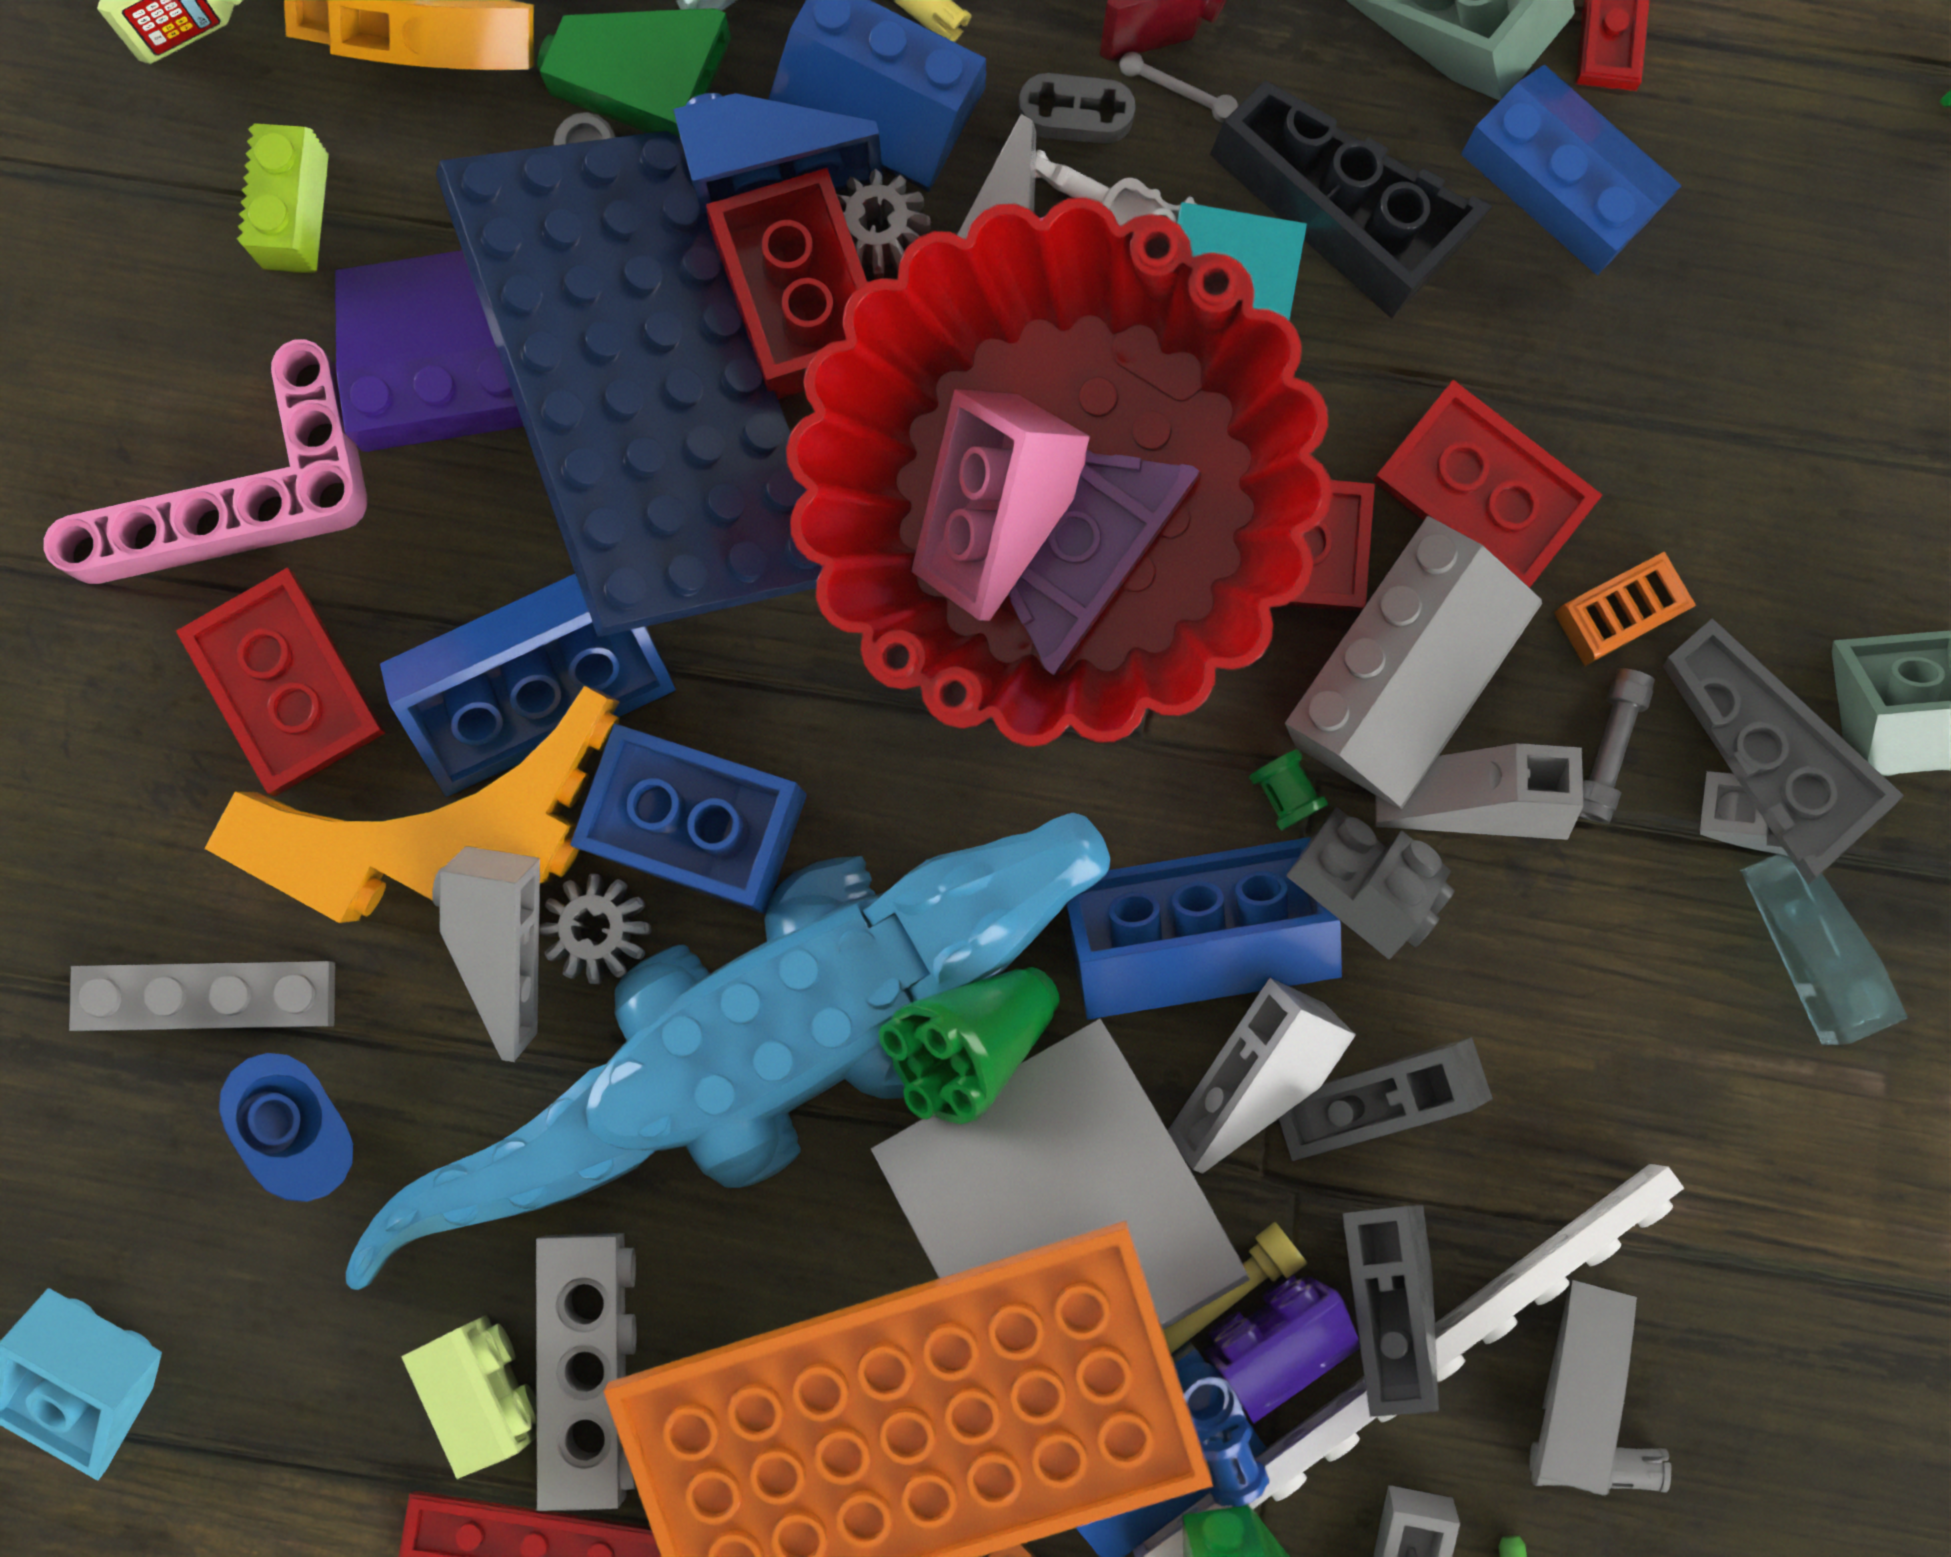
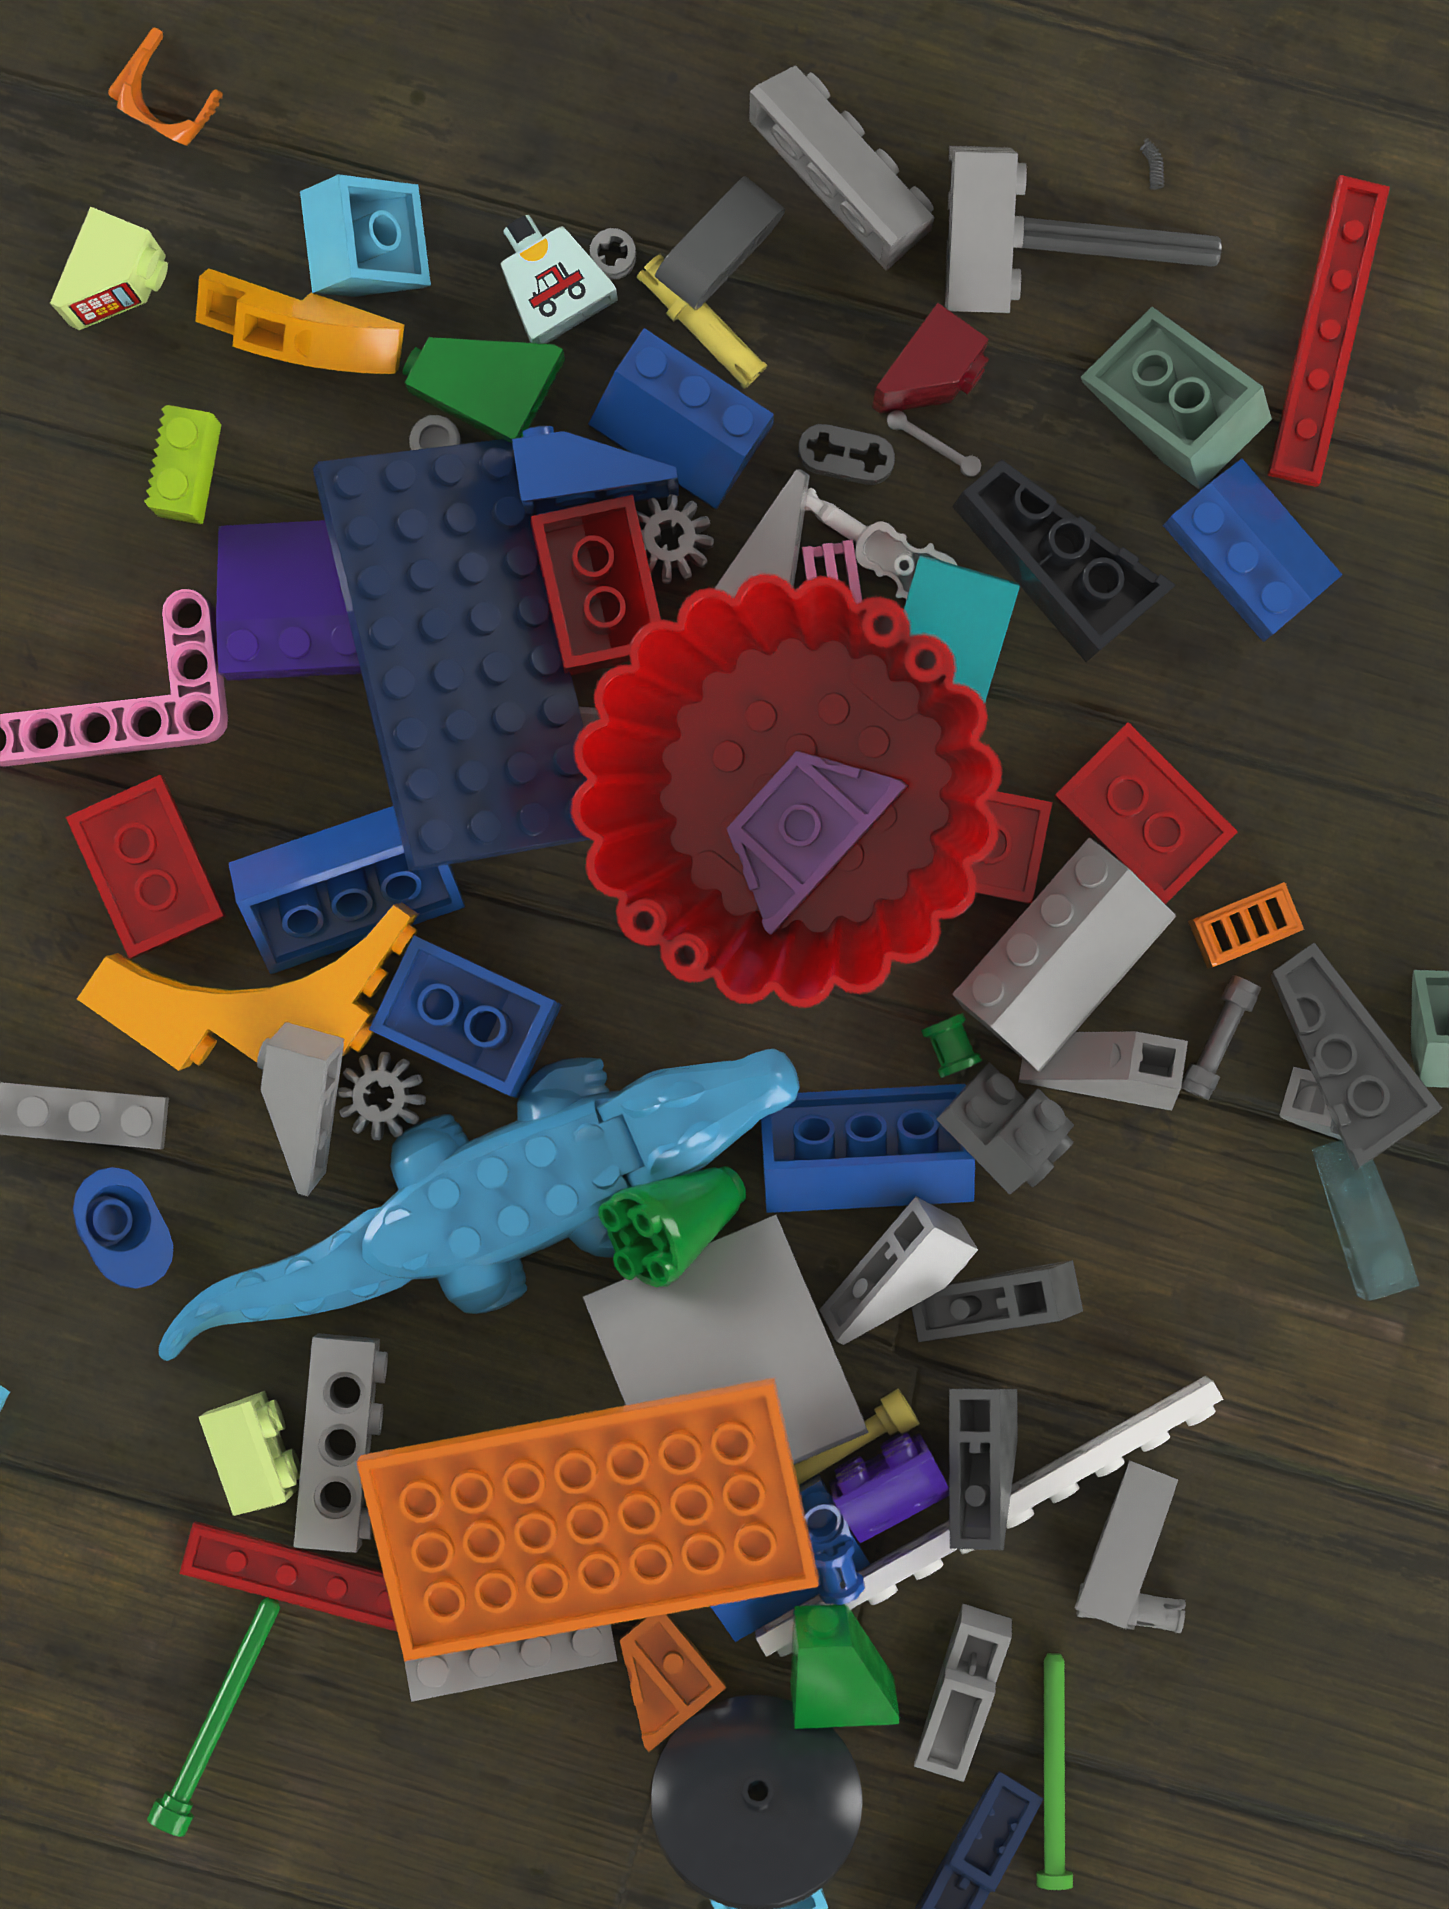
camera: 10 degrees right, 5 degrees up
(995, 496) = (738, 787): bright pink slope -> none

